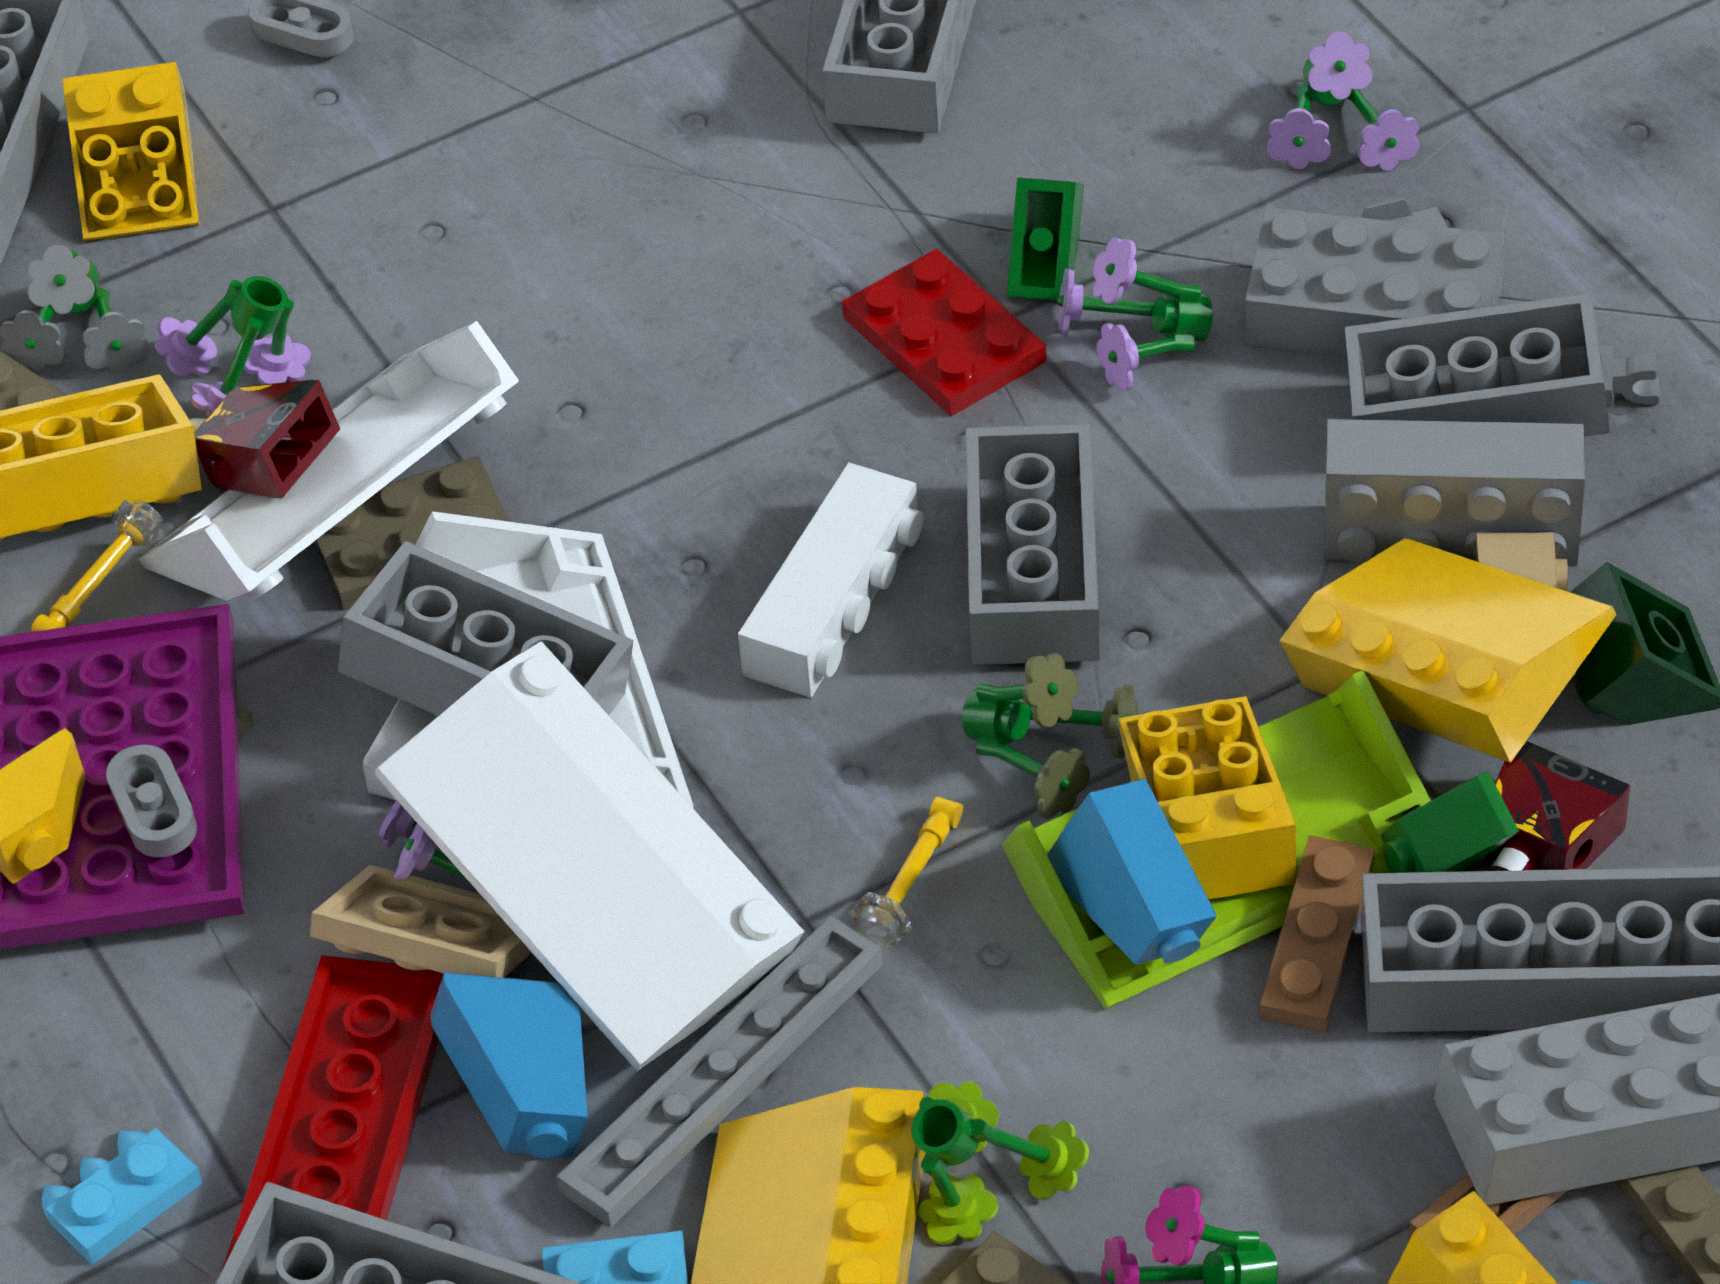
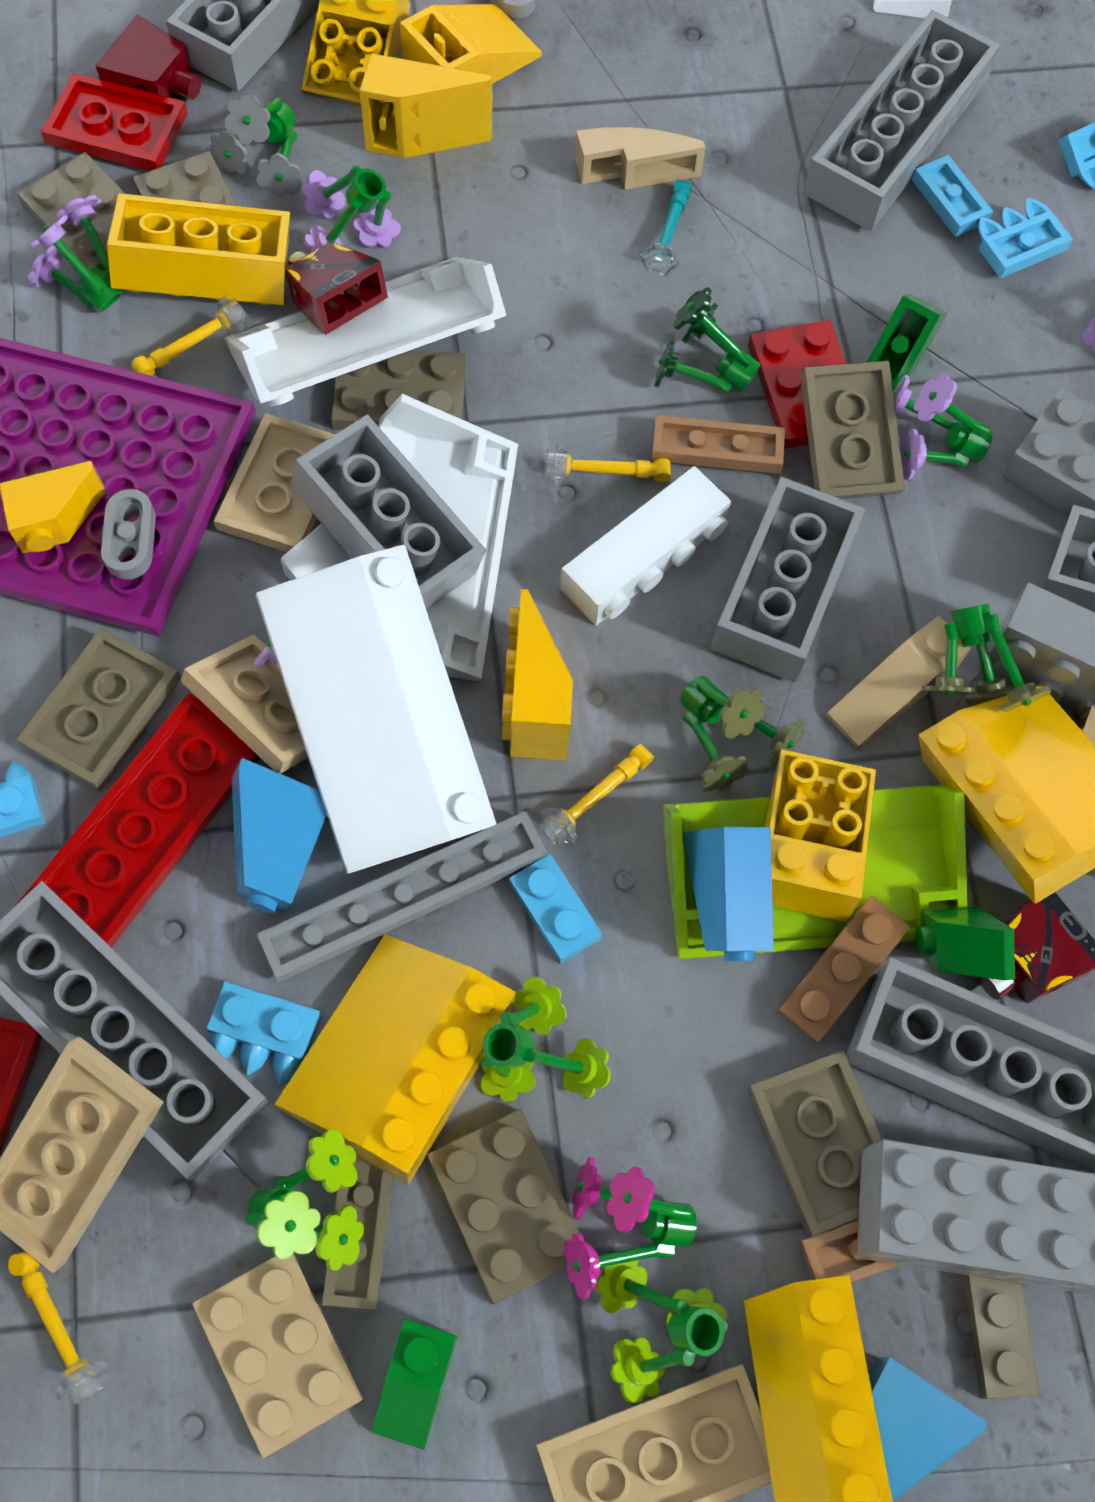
camera: 15 degrees right, 20 degrees up
(209, 1022) = (99, 709): none -> dark tan plate
(277, 193) = (423, 107): none -> yellow slope
(286, 113) = (467, 39): none -> yellow slope
(298, 701) = (261, 499): none -> tan plate
(585, 154) = (636, 156): none -> tan slope
(669, 532) = (559, 465): none -> yellow piece
(676, 256) = (660, 257): none -> piece
(776, 772) = (536, 688): none -> yellow slope
(841, 337) = (735, 365): none -> plant
(864, 436) = (718, 444): none -> medium nougat plate
(923, 1014) = (555, 908): none -> medium azure plate
(1022, 55) = (951, 195): none -> medium azure plate
(1029, 349) = (852, 429): none -> dark tan plate
(1138, 73) = (1022, 239): none -> medium azure plate
(1230, 604) = (894, 684): none -> tan slope
(1286, 494) = (974, 628): none -> green plant
(1372, 1113) = (817, 1136): none -> dark tan plate

